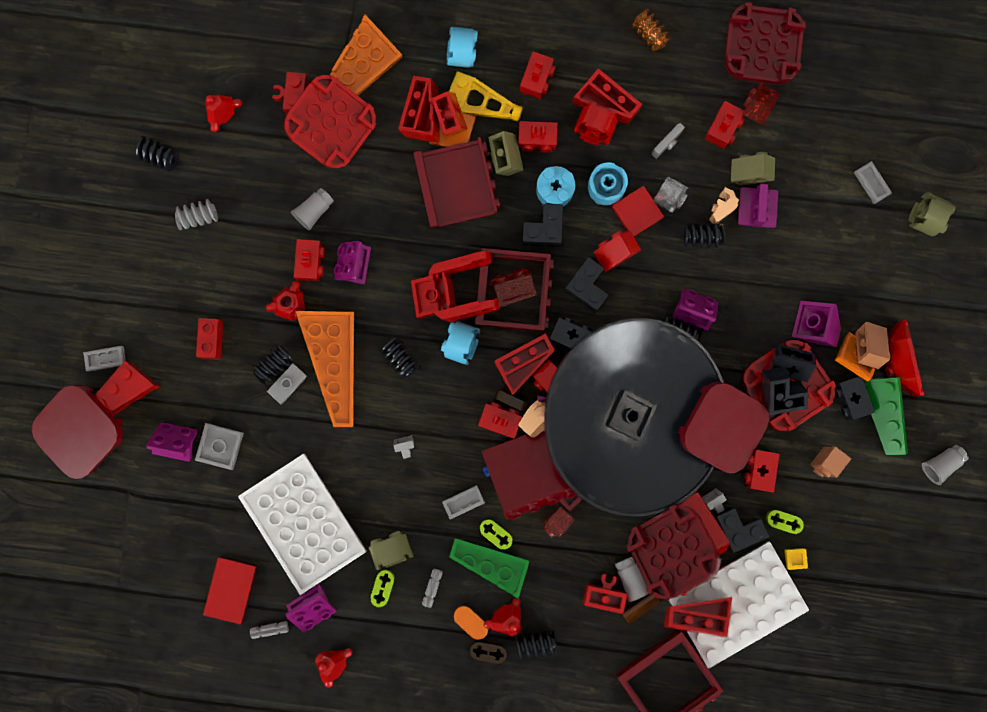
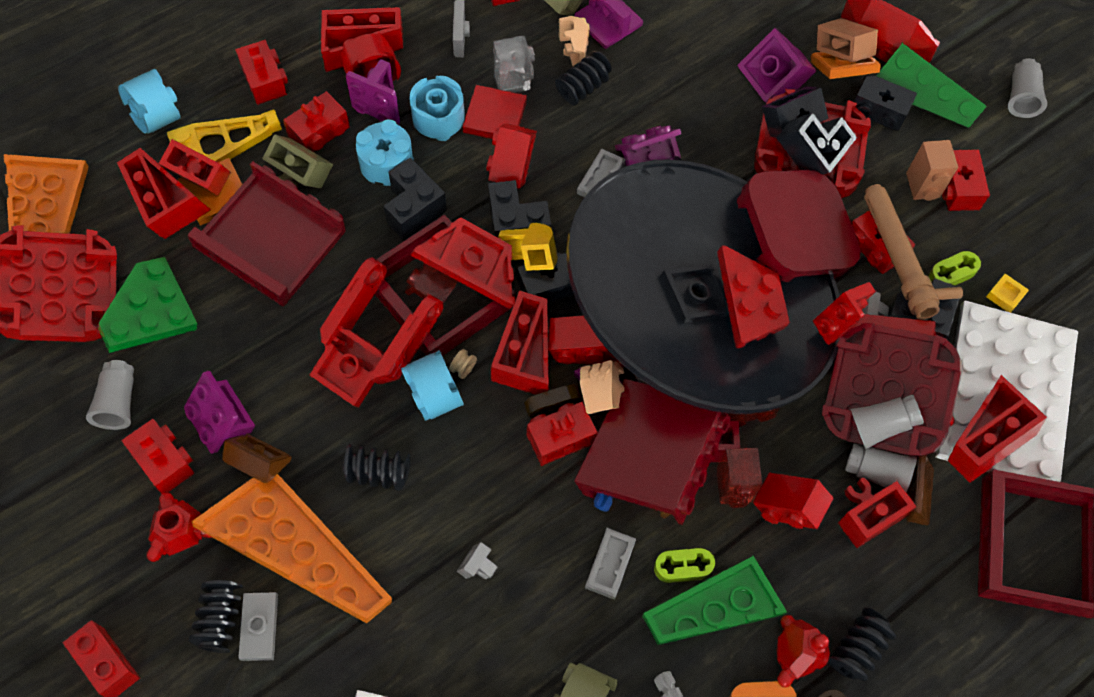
camera: 45 degrees left, 20 degrees down
(350, 301) = (254, 457): none -> reddish brown slope
(365, 173) = (146, 308): none -> green plate
(487, 342) = (462, 363): none -> tan bush
(536, 296) = (472, 259): none -> red wing
(571, 556) = (793, 500): none -> red brick
(576, 315) = (533, 246): none -> yellow brick
(581, 148) = (375, 93): none -> magenta bracket
(651, 563) = (886, 419): none -> light grey plant
(653, 445) = (752, 297): none -> red wing
(655, 301) = (603, 165): none -> light grey plate
(683, 496) = (843, 312): none -> red bracket
(741, 516) = (915, 285): none -> medium nougat cylinder
(854, 477) = (968, 186): none -> red brick

